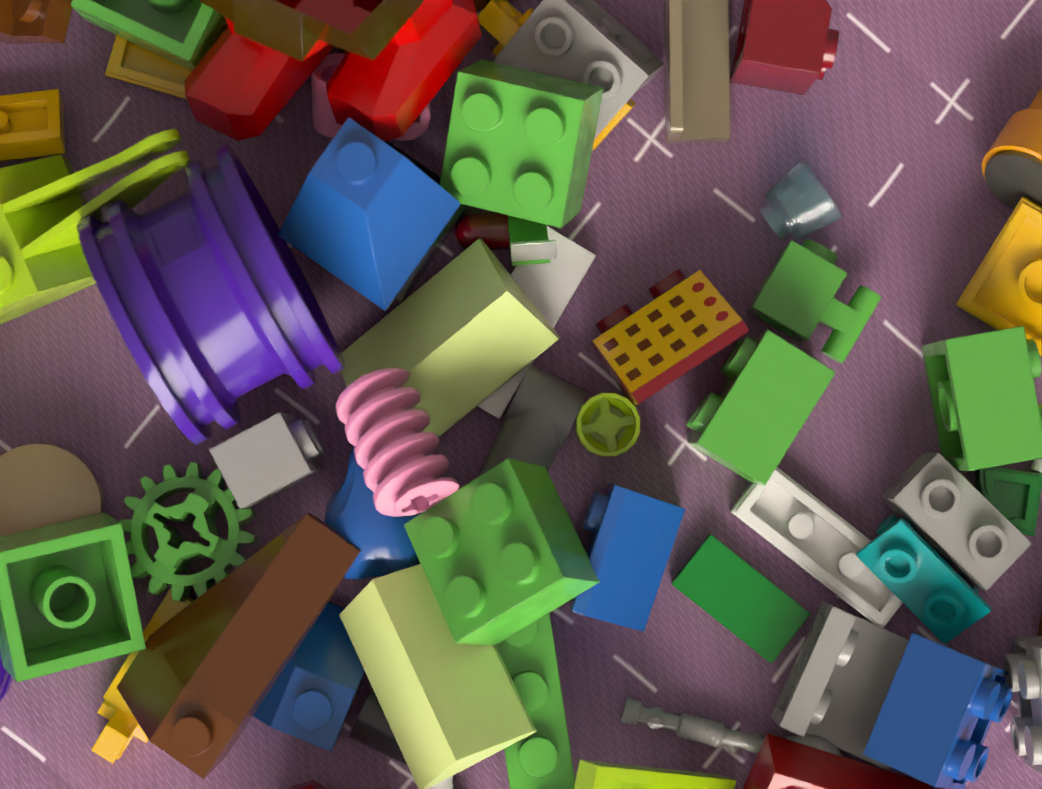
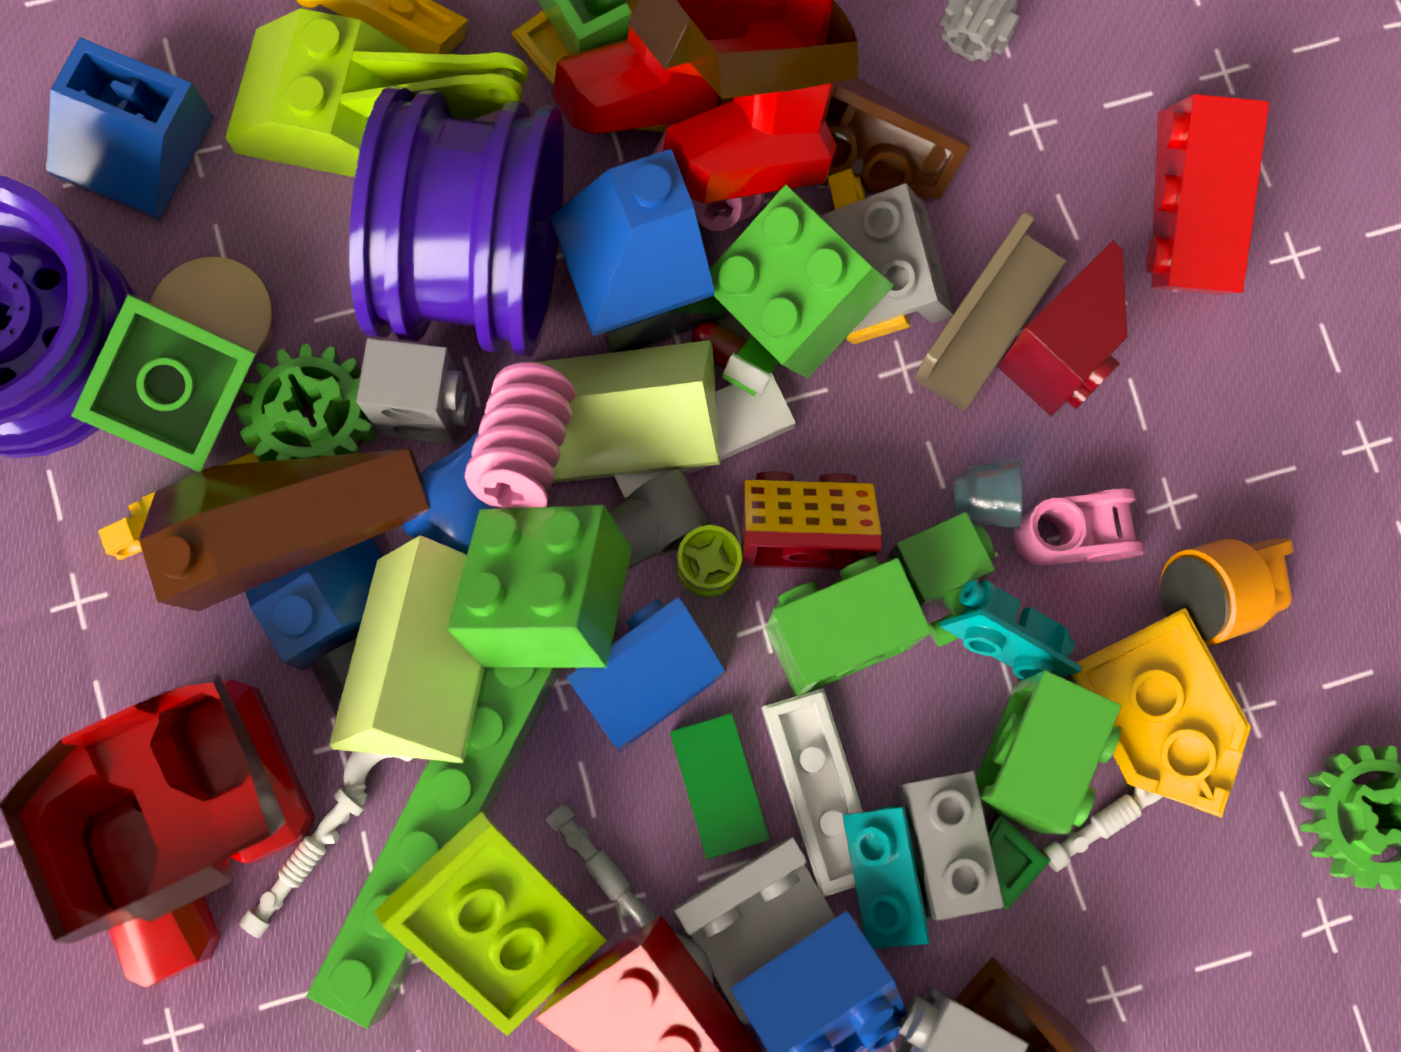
camera: 30 degrees right, 10 degrees down
(874, 323) = (991, 630): none -> teal hinge
(899, 176) = (1090, 528): none -> bright pink piece

